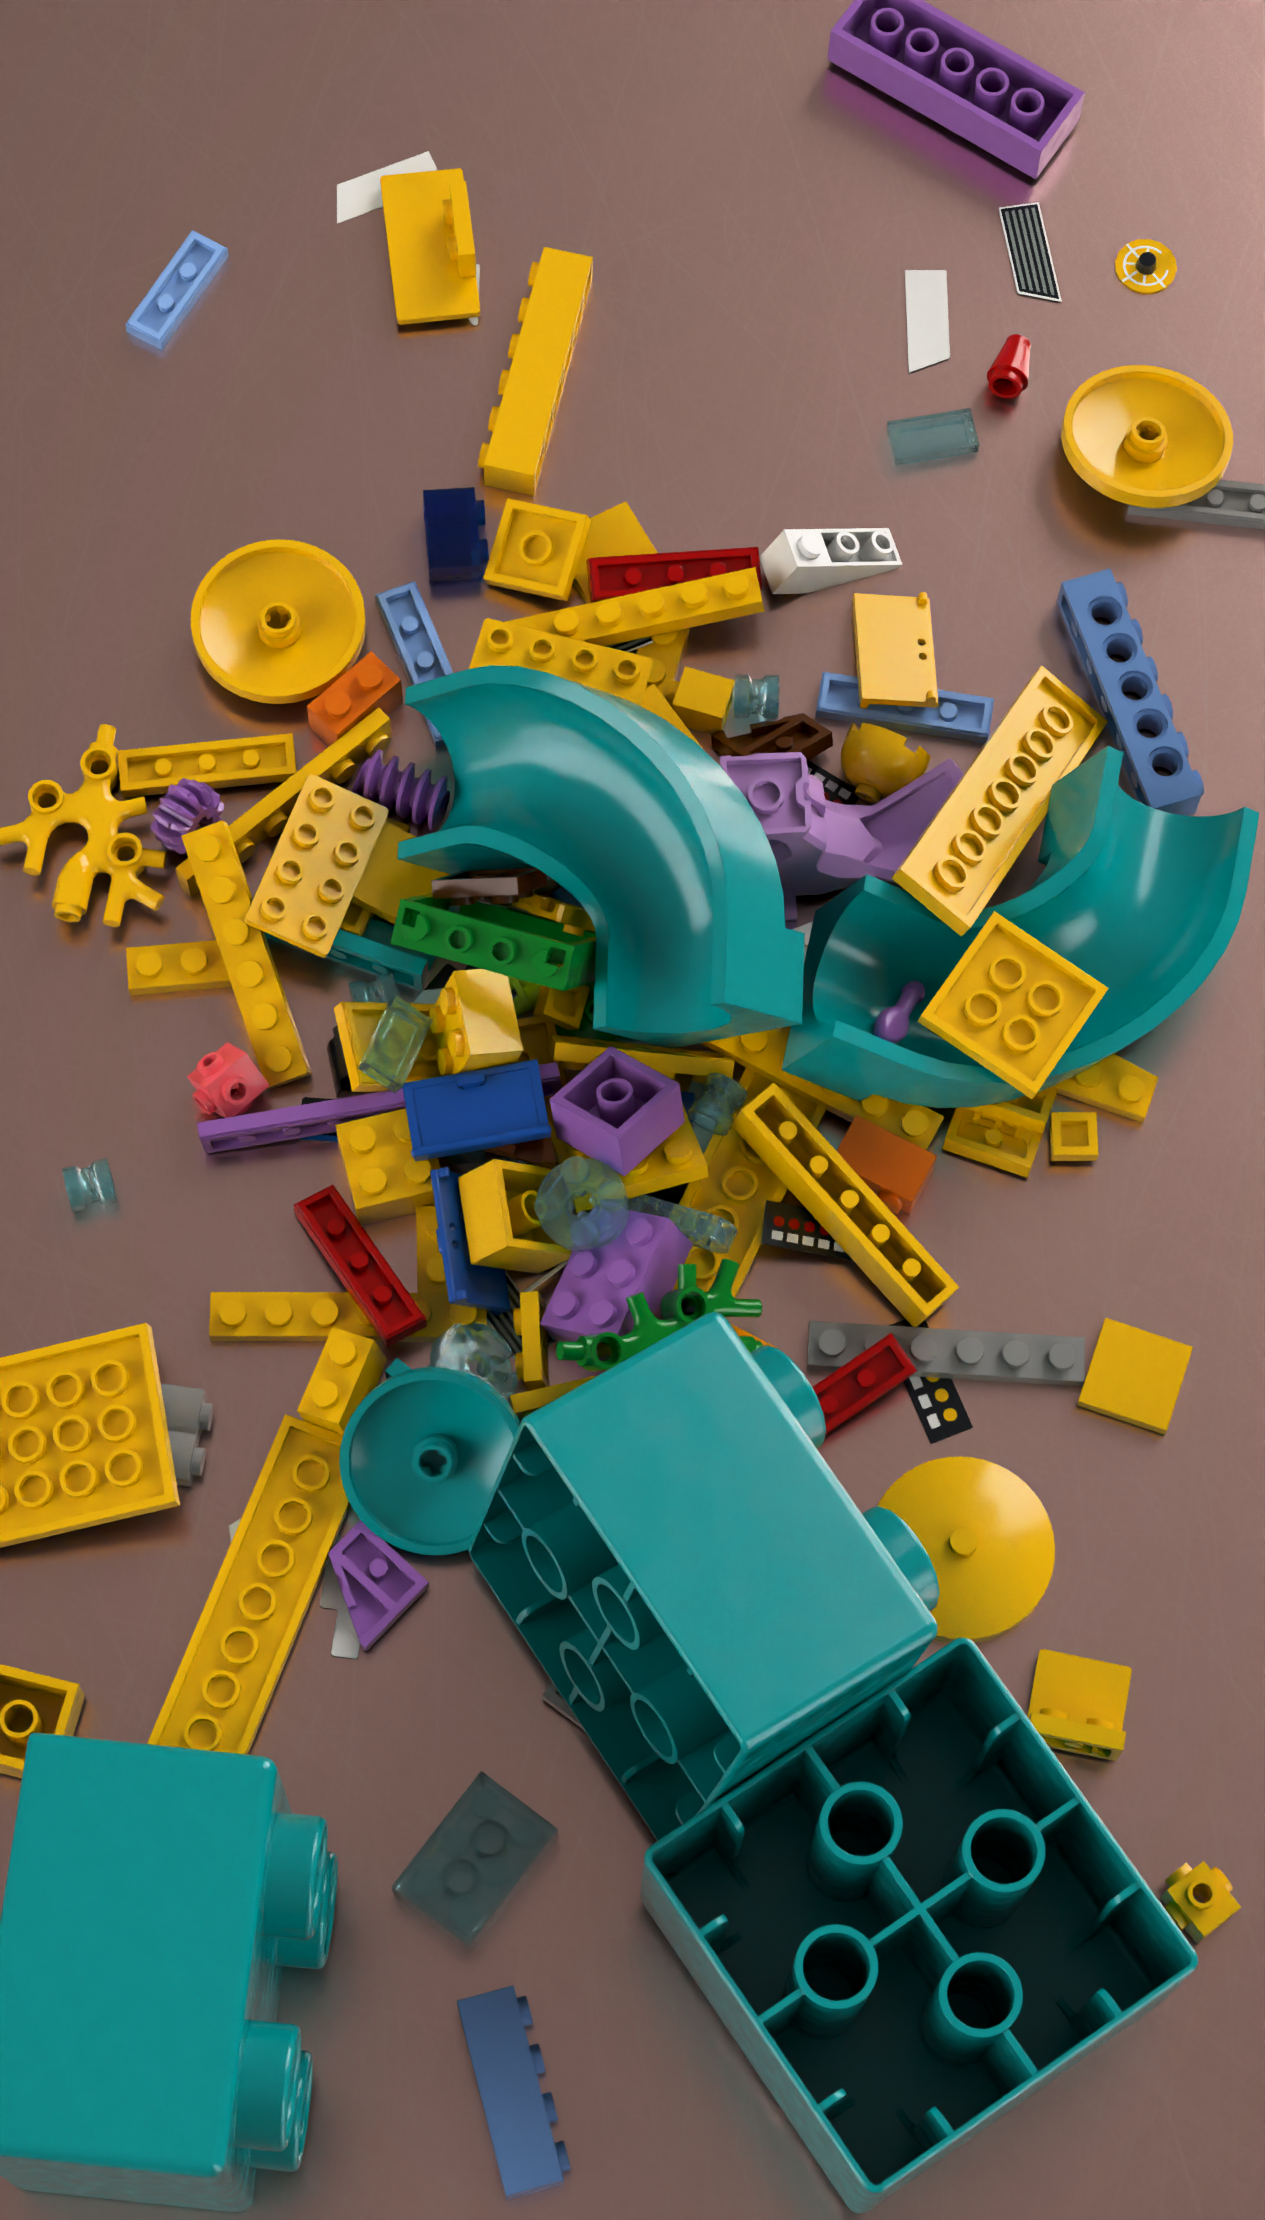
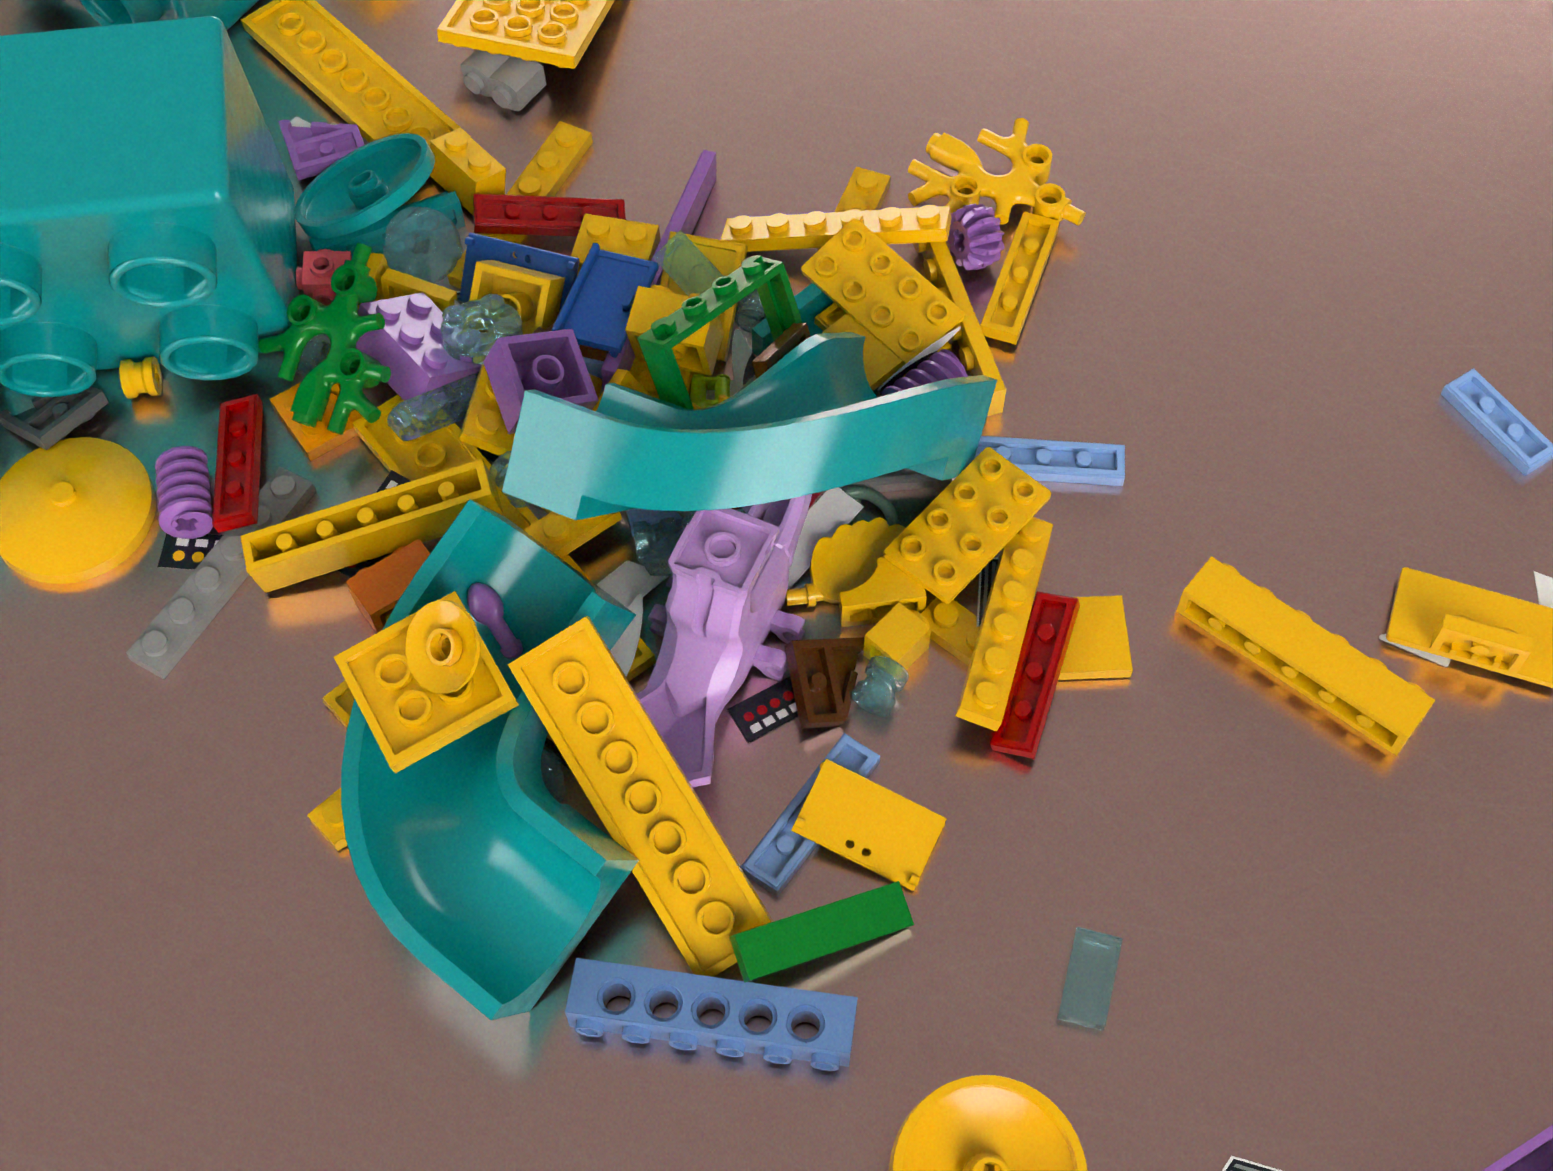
camera: 120 degrees right, 10 degrees down
(89, 1185) = (714, 92): clear light blue wheel -> none
(226, 1082) = (741, 188): coral brick -> none
(278, 621) = (1124, 358): yellow dish -> none
(353, 698) = (1030, 395): orange brick -> none
(401, 812) = (913, 363): none -> white sticker
(453, 534) = (1157, 519): clear blue brick -> none
(537, 549) = (1109, 572): yellow plate -> none
(824, 558) = (993, 818): white slope -> none
(879, 761) = (755, 748): yellow cylinder -> none
(891, 1430) = (184, 492): none -> medium lavender piece
(926, 317) = (1236, 1046): white sticker -> none
(992, 978) = (442, 647): none -> yellow dish
(1010, 368) = (1138, 1092): red cone -> none
(1018, 636) = (821, 931): none -> green tile
(1073, 1136) = (324, 748): yellow plate -> none
(1135, 1376) = (105, 698): yellow tile -> none

